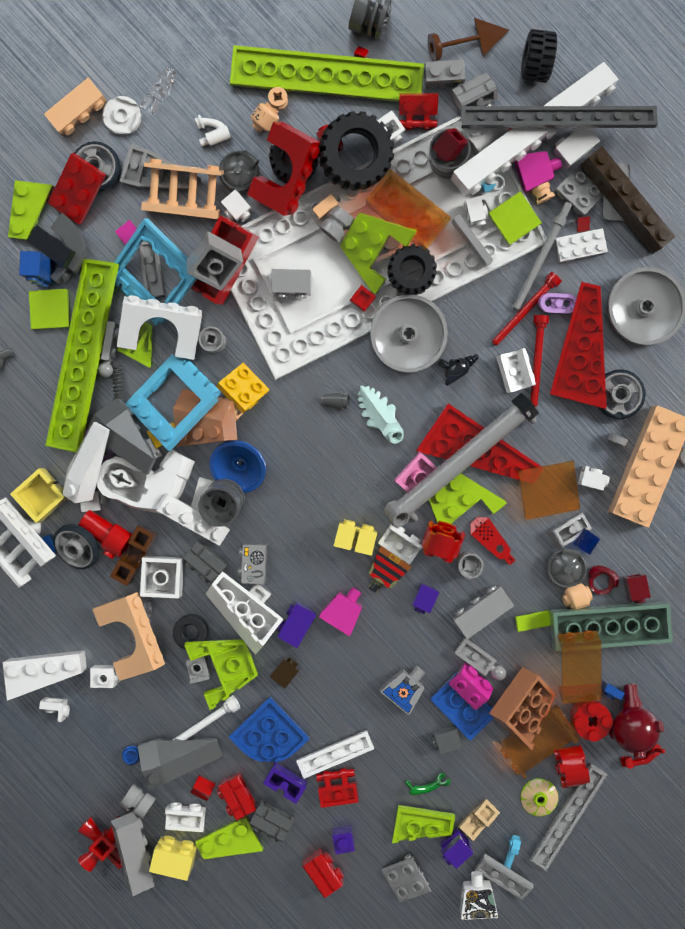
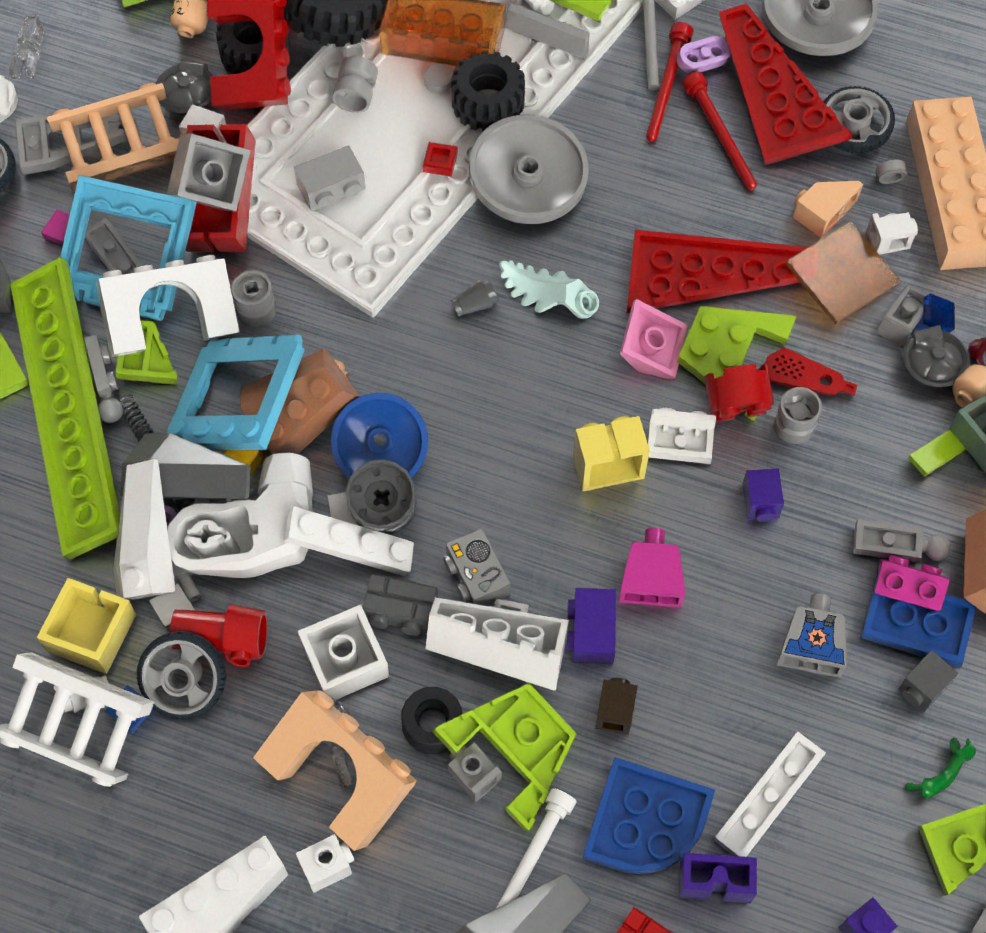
camera: 30 degrees left, 25 degrees down
(132, 559) = (283, 648): reddish brown arch -> none
(213, 137) = (135, 64): white plant -> none
(243, 388) = (341, 339): yellow plate -> none
(325, 207) = (326, 77): light nougat piece -> none
(337, 794) = (813, 858): red plate -> none
(366, 241) = (407, 83): lime wing -> none
(386, 569) = (681, 481): torso -> none
(403, 509) = (654, 389): light grey piece -> none
(457, 367) = (620, 183): black piece -> none
(482, 611) = (856, 471): light grey brick -> none
(516, 370) = (702, 151): white bracket -> none
(566, 441) = (825, 204): none -> light nougat slope

